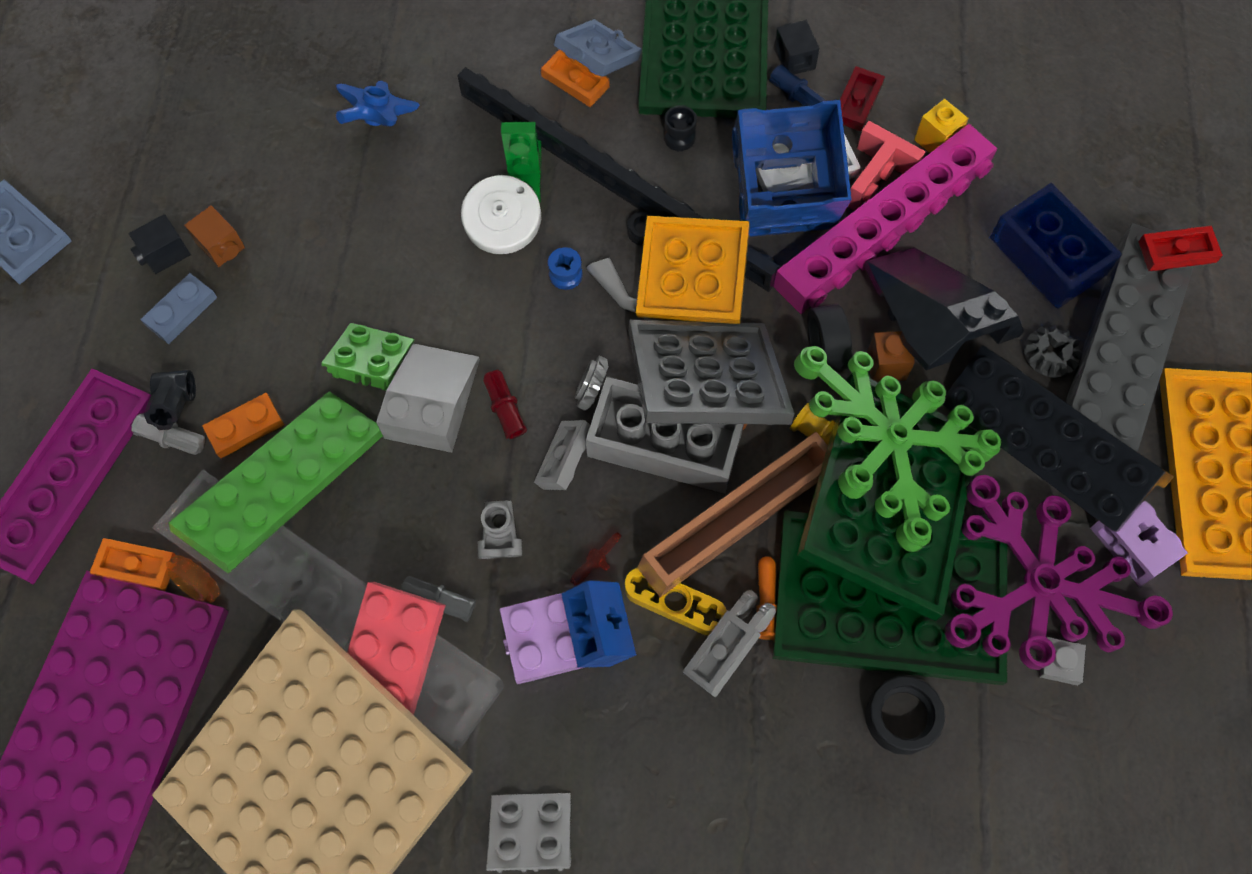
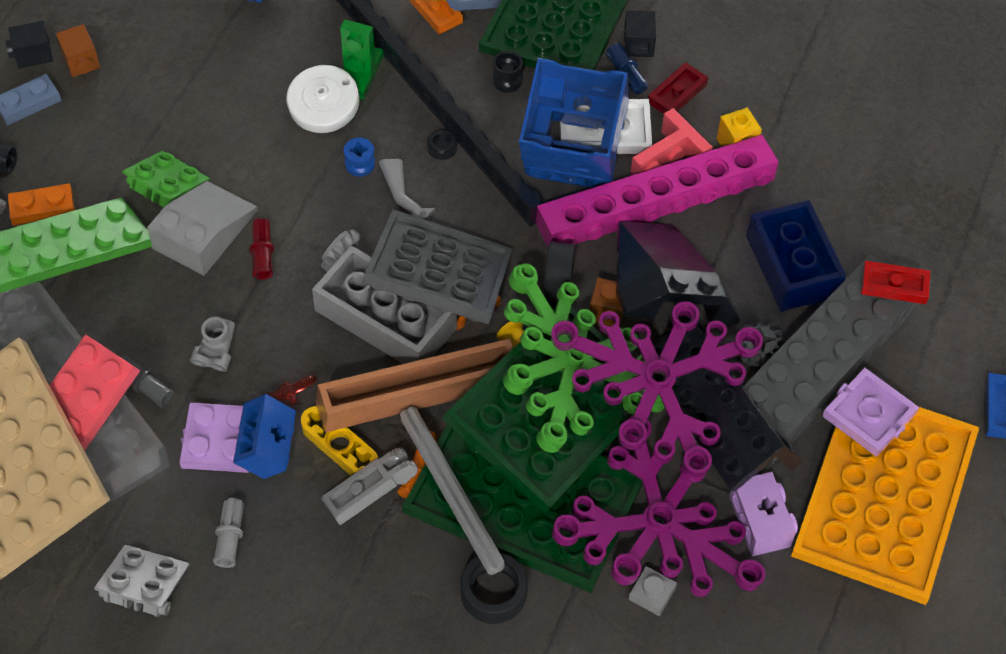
camera: 15 degrees right, 10 degrees down
(563, 455) = (285, 310): light grey plate -> none
(600, 745) = (229, 533): none -> light grey axle
(693, 269) = (463, 184): light orange plate -> none
(824, 623) = (452, 491): none -> light grey axle
(953, 426) = (621, 360): none -> magenta plant
(1204, 395) = (870, 411): none -> lavender plate

